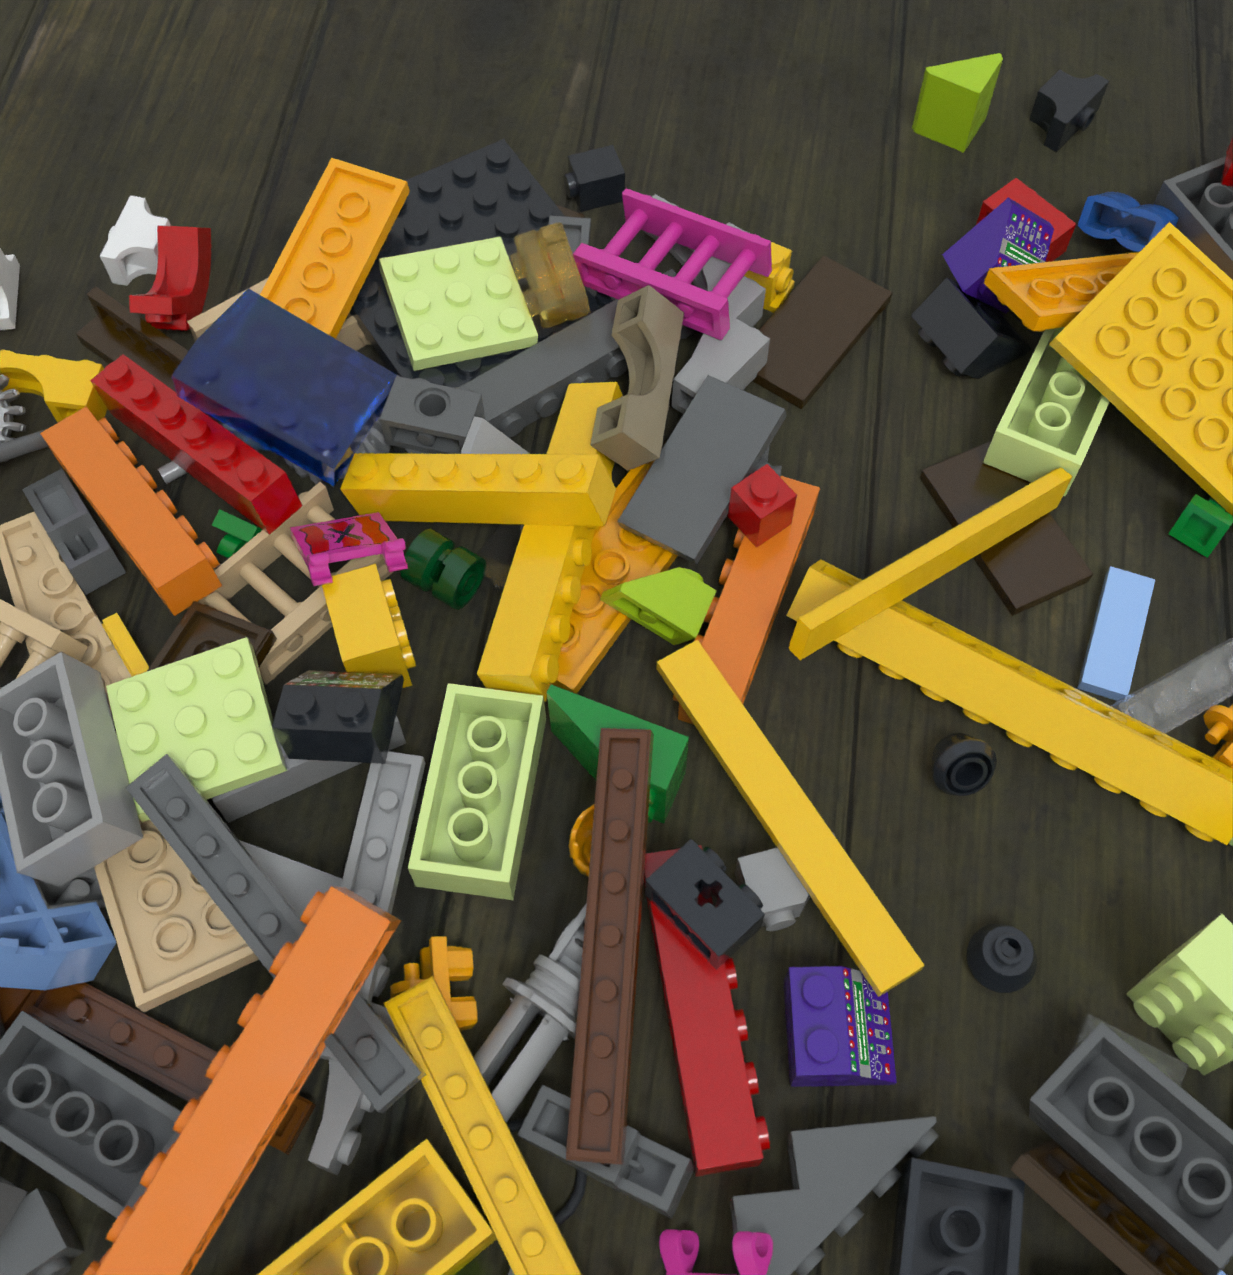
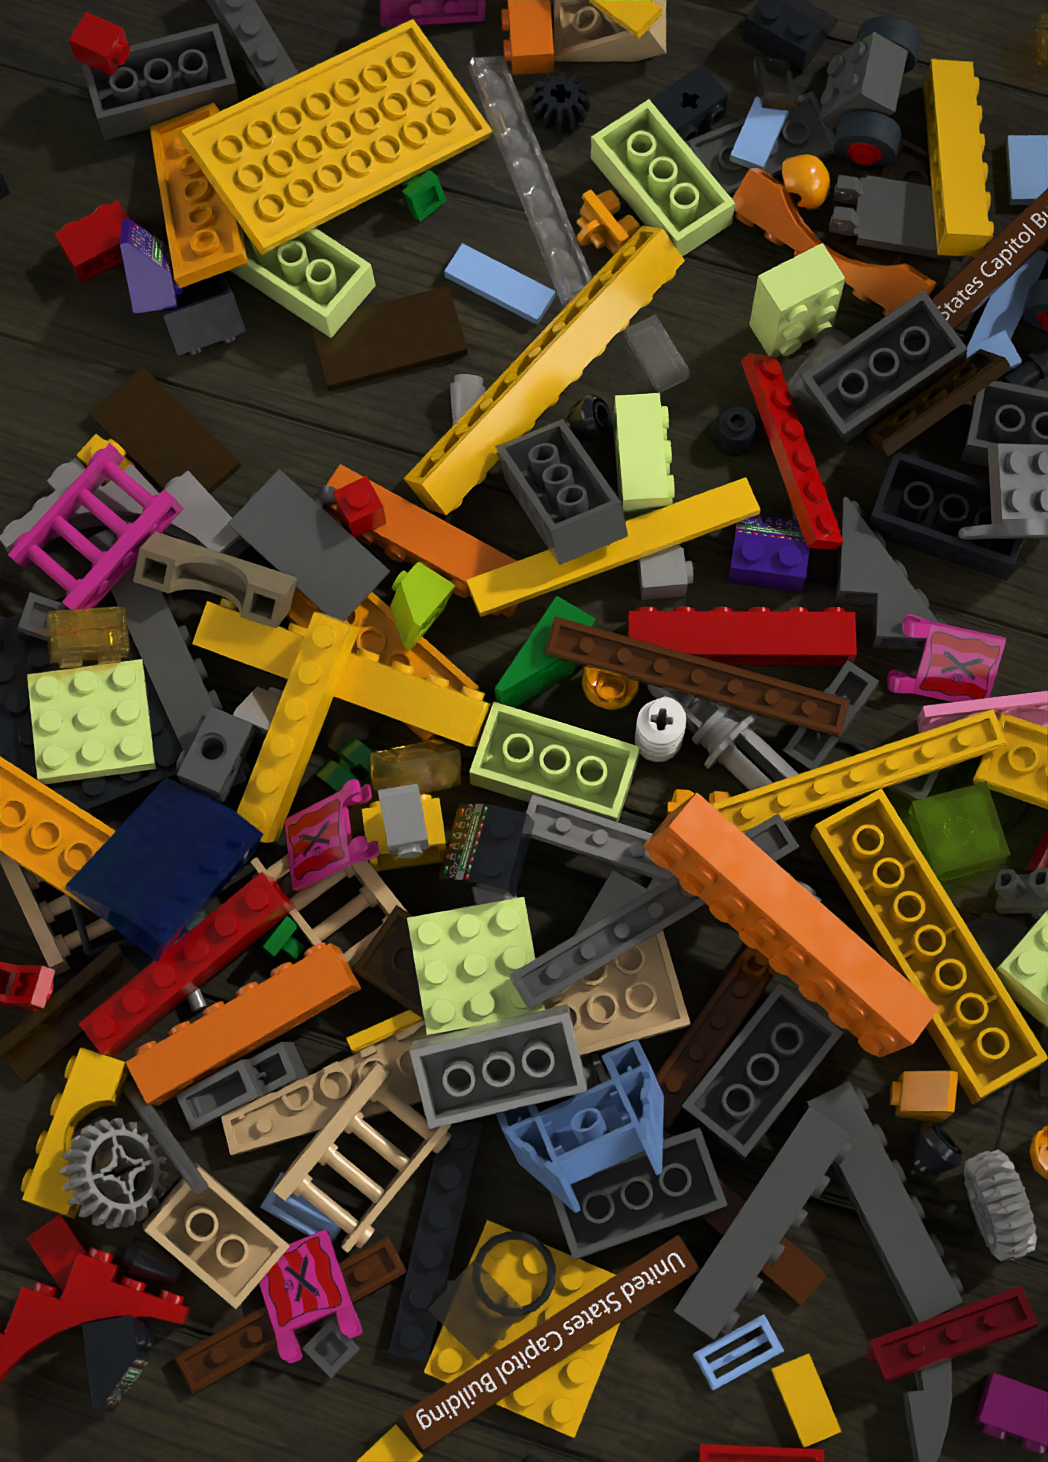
camera: 80 degrees left, 10 degrees up
(347, 596) = (404, 821): none -> light grey slope
(446, 627) = (428, 763): none -> clear yellow brick
(540, 907) = (660, 729): none -> white piece
(711, 930) = (686, 591): black brick -> none
(837, 728) = (562, 491): none -> dark grey brick
(921, 825) = (642, 454): none -> yellowish green brick
(926, 564) = (437, 393): yellow tile -> none
(956, 611) = (464, 393): none -> light grey cone
(983, 1034) = (792, 452): none -> red plate
(1083, 837) = (656, 353): none -> clear tile
(1123, 218) = (117, 163): blue brick -> none

